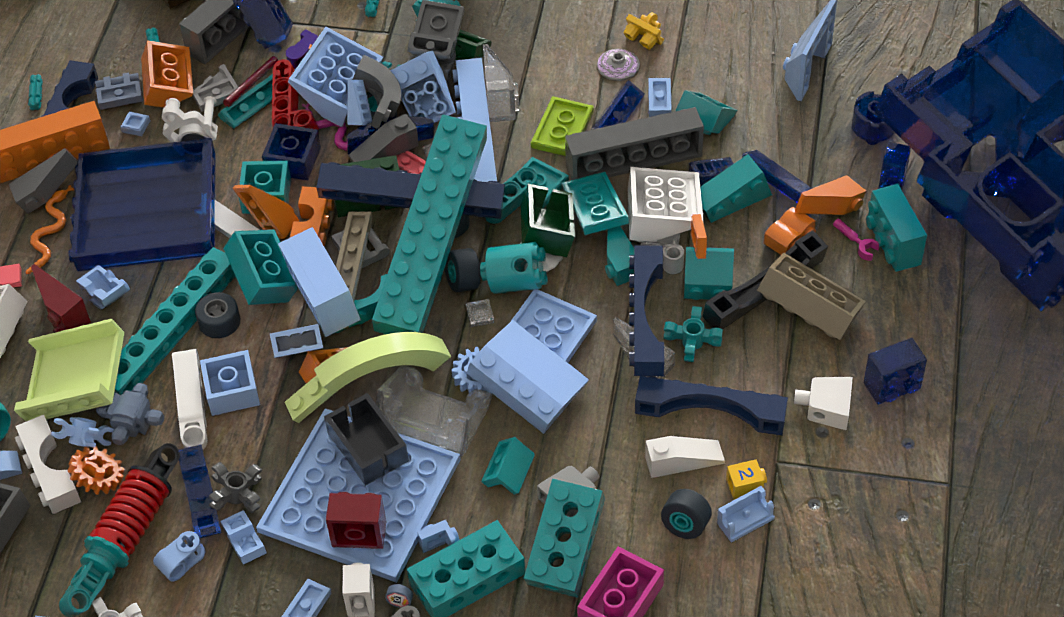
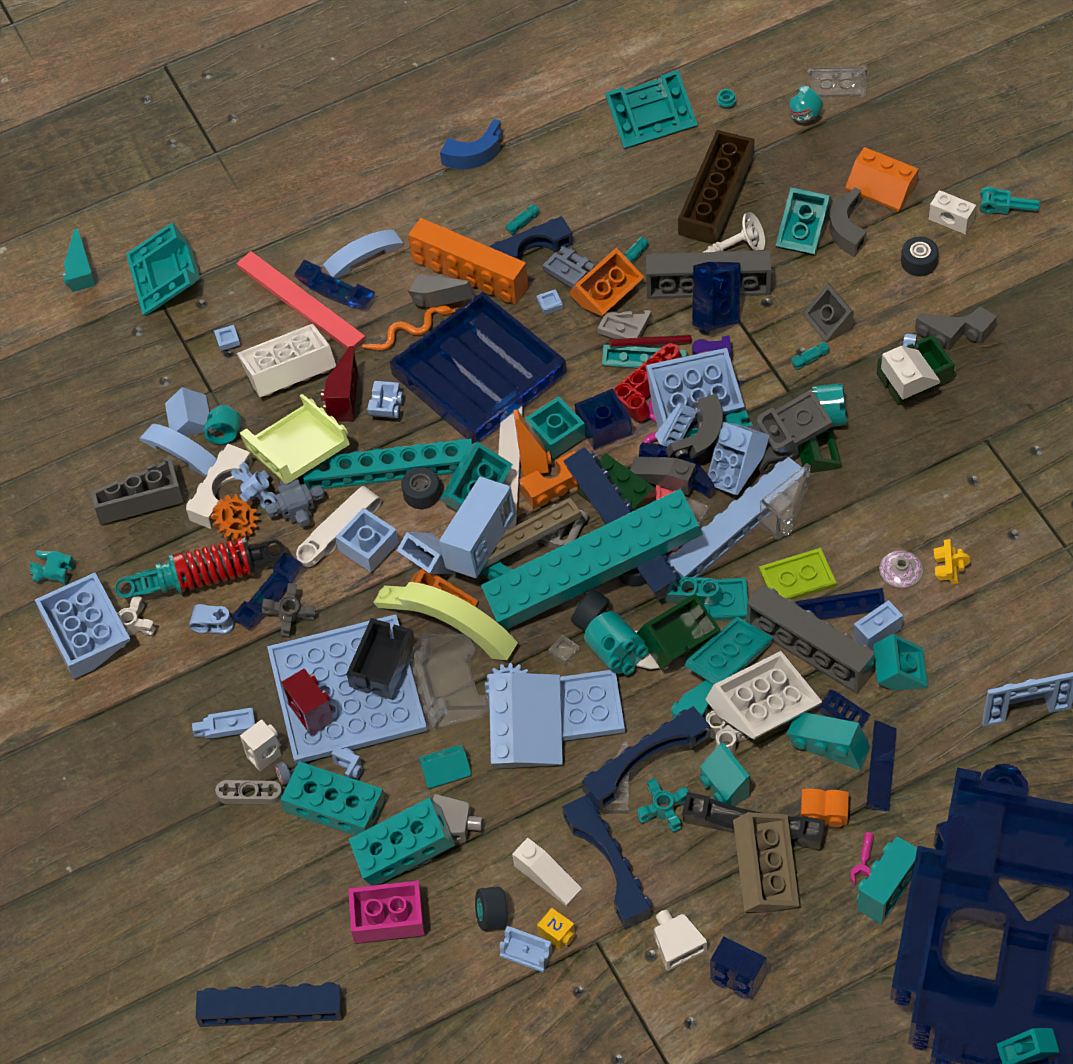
camera: 55 degrees right, 5 degrees up
(190, 124) = (561, 339): white piece -> none
(243, 537) = (256, 646): light blue slope -> none
(698, 236) = (733, 743): orange tile -> none
(834, 198) = (881, 814): orange slope -> none

